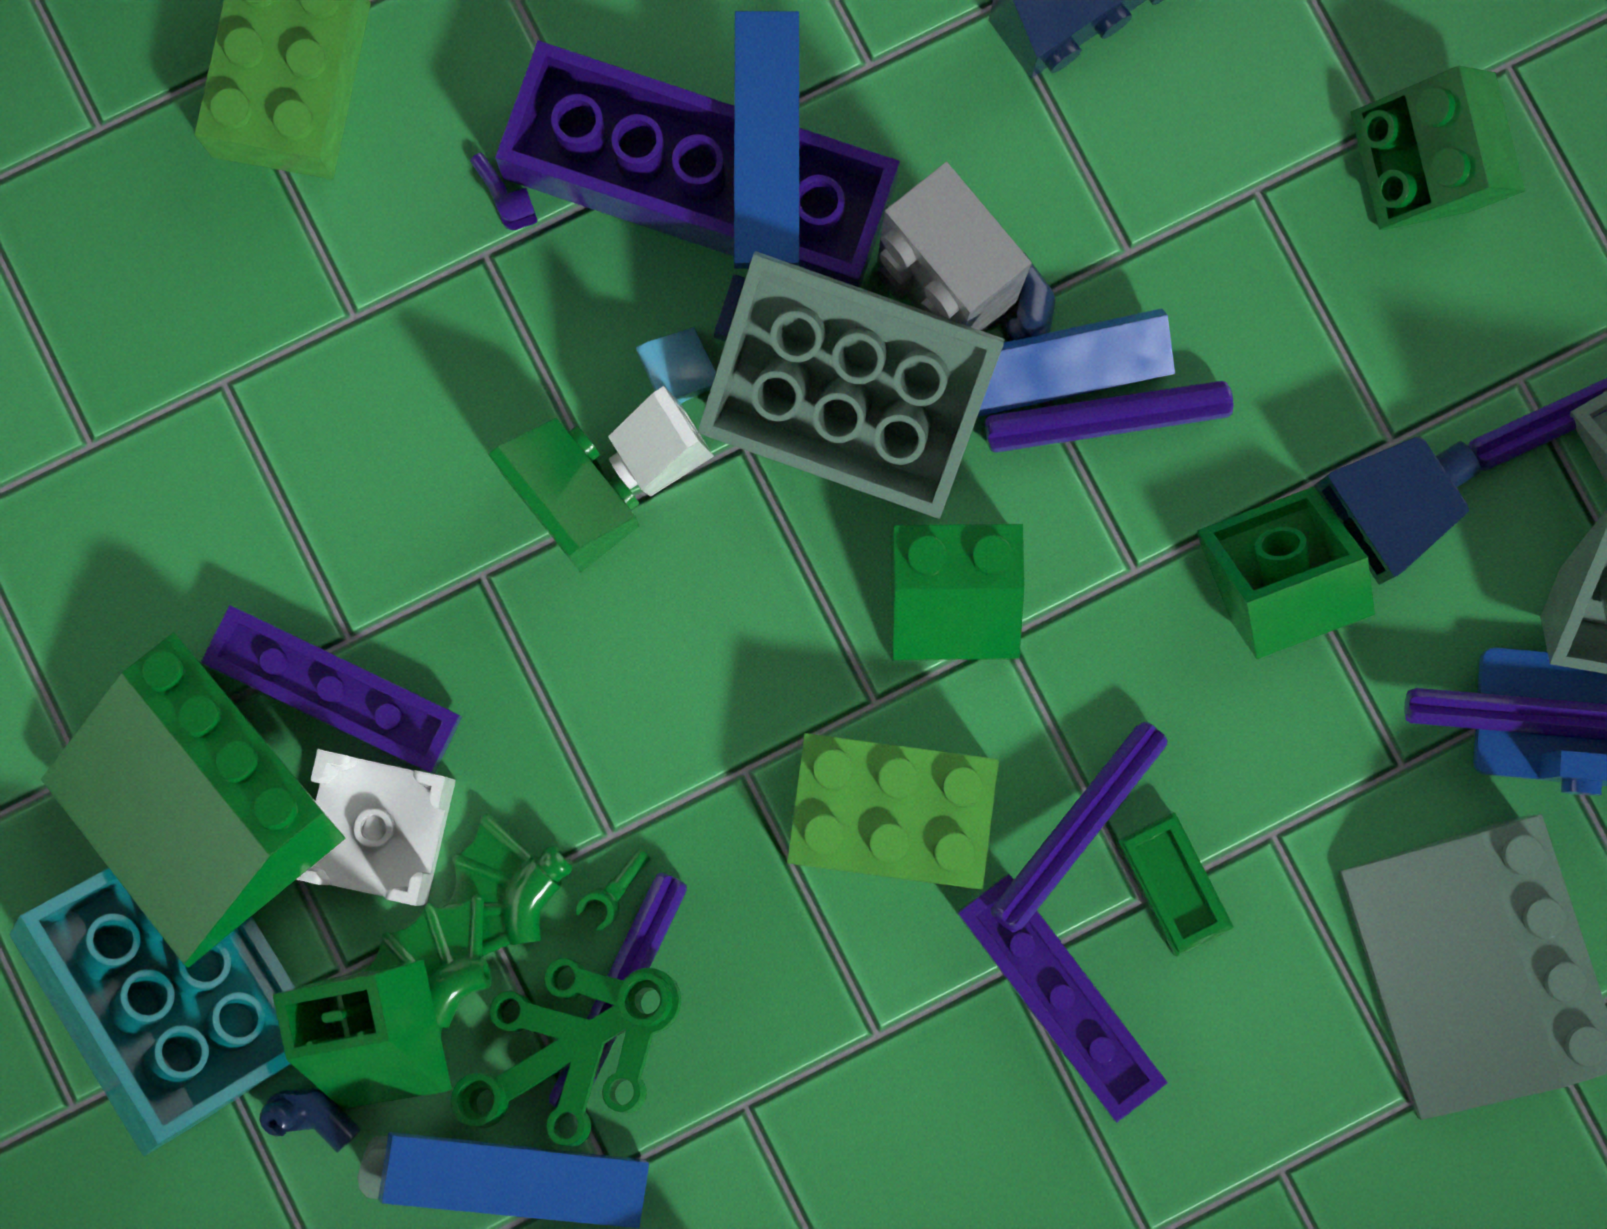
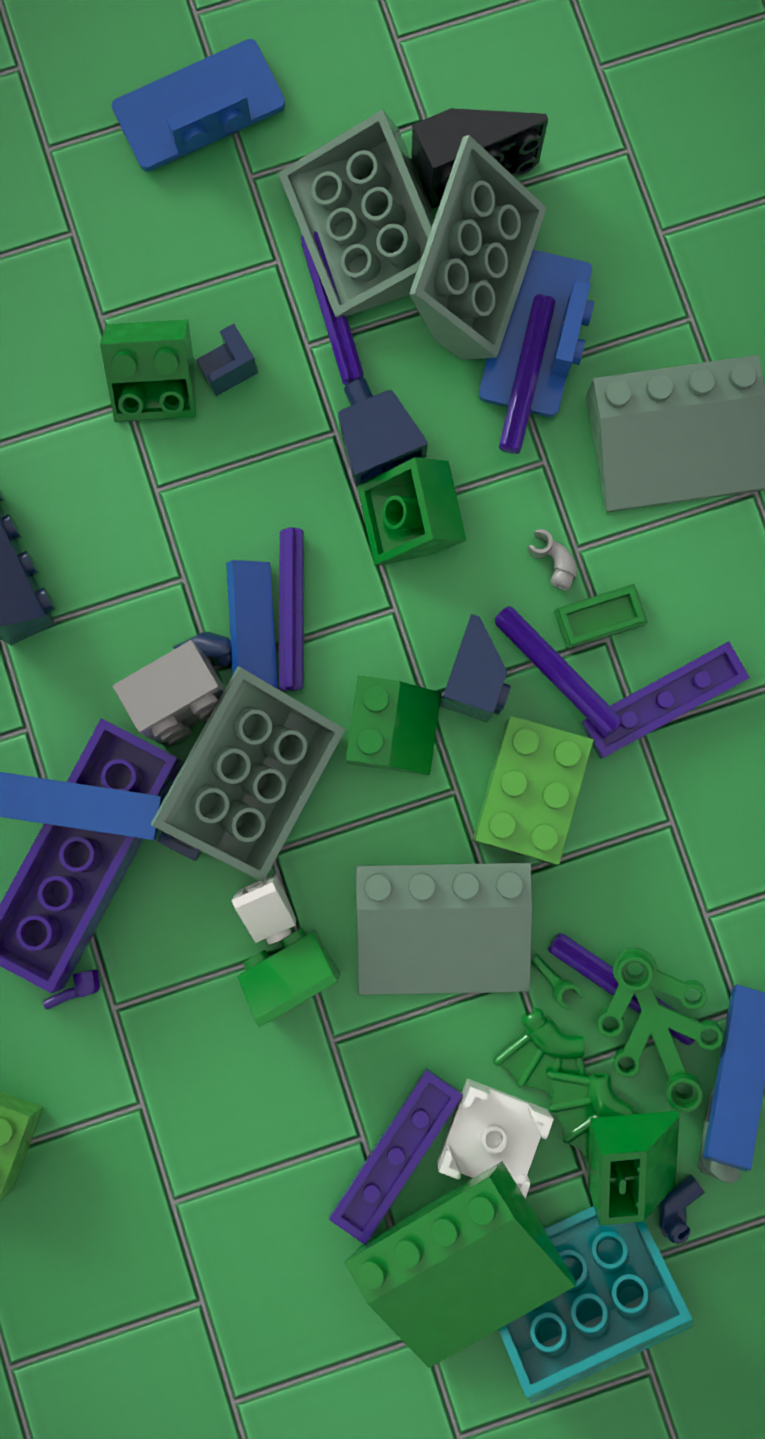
camera: 75 degrees left, 0 degrees up
(668, 709) = (444, 928): none -> sand green slope
(678, 364) = (212, 887): medium azure slope -> none
(1048, 697) = (477, 676): none -> dark blue slope
(1249, 815) = (564, 563): none -> light grey arm
(1469, 262) = (228, 363): none -> dark blue panel

